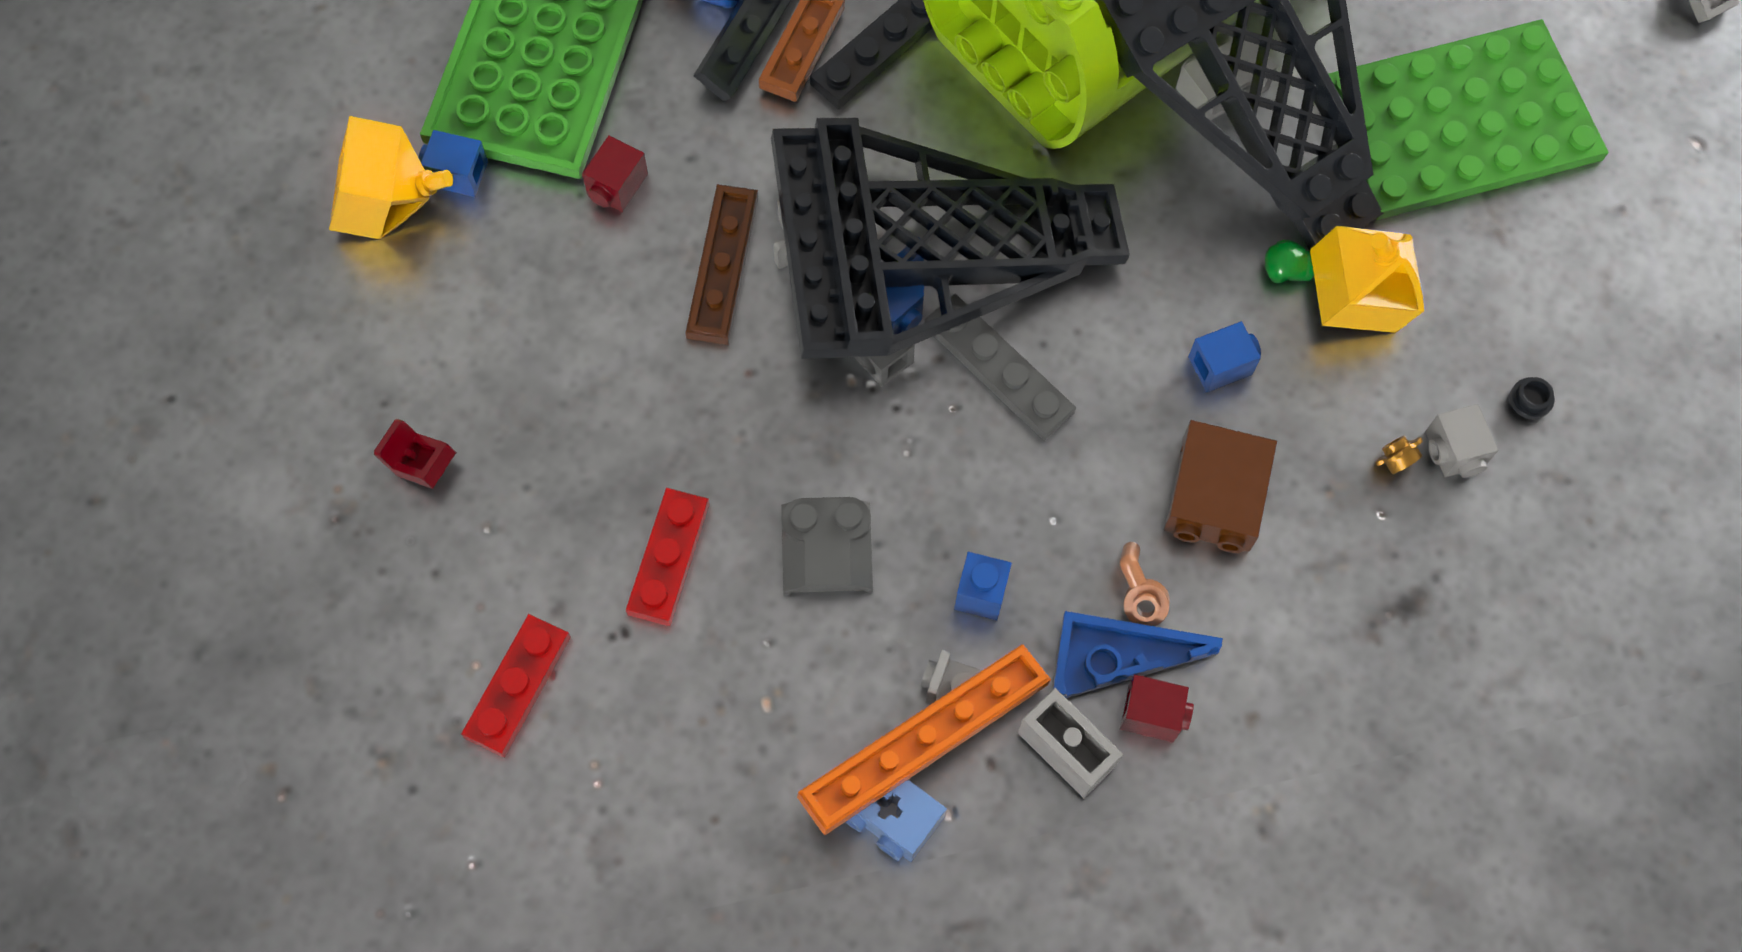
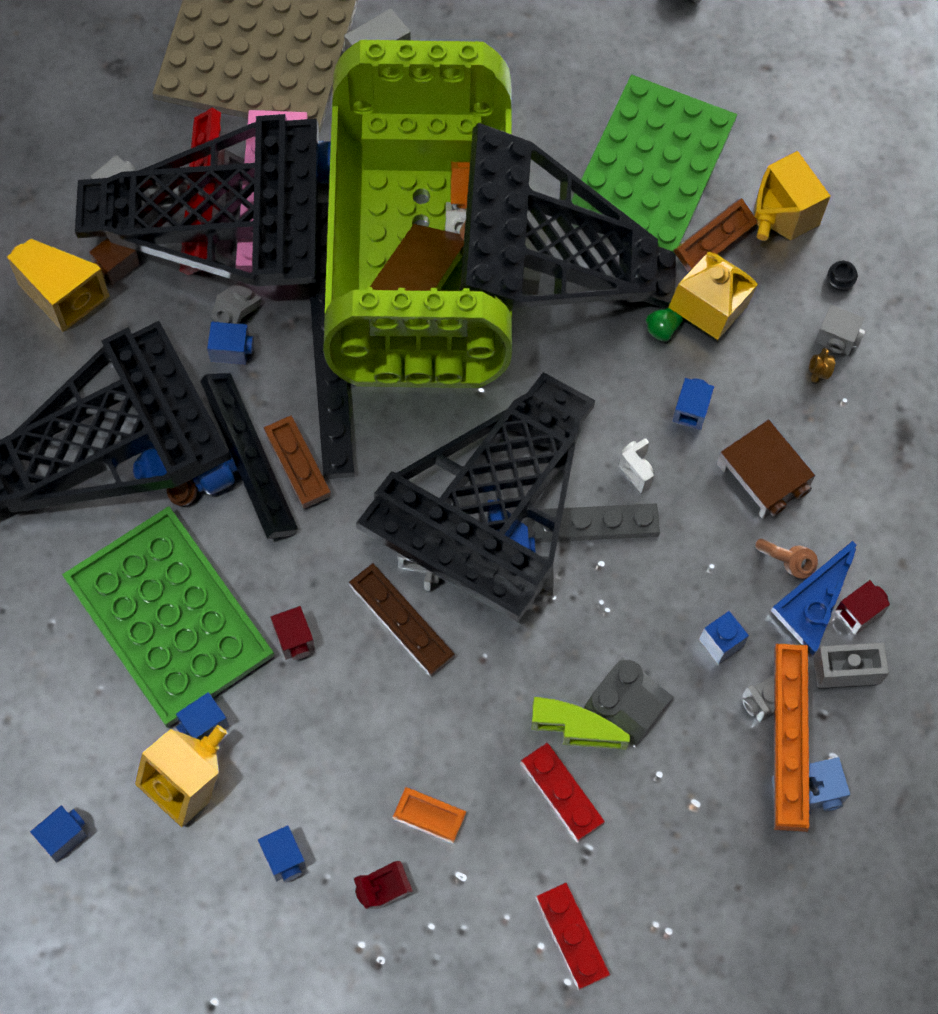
camera: 50 degrees left, 0 degrees up
(234, 129) = (60, 832): none -> blue brick
(373, 338) = (282, 854): none -> blue brick
(533, 447) = (429, 815): none -> orange tile
(748, 509) = (577, 724): none -> lime slope
(1100, 347) = (637, 469): none -> white bracket
(1449, 234) = (716, 234): none -> dark orange plate
(1557, 268) = (789, 199): none -> yellow piece

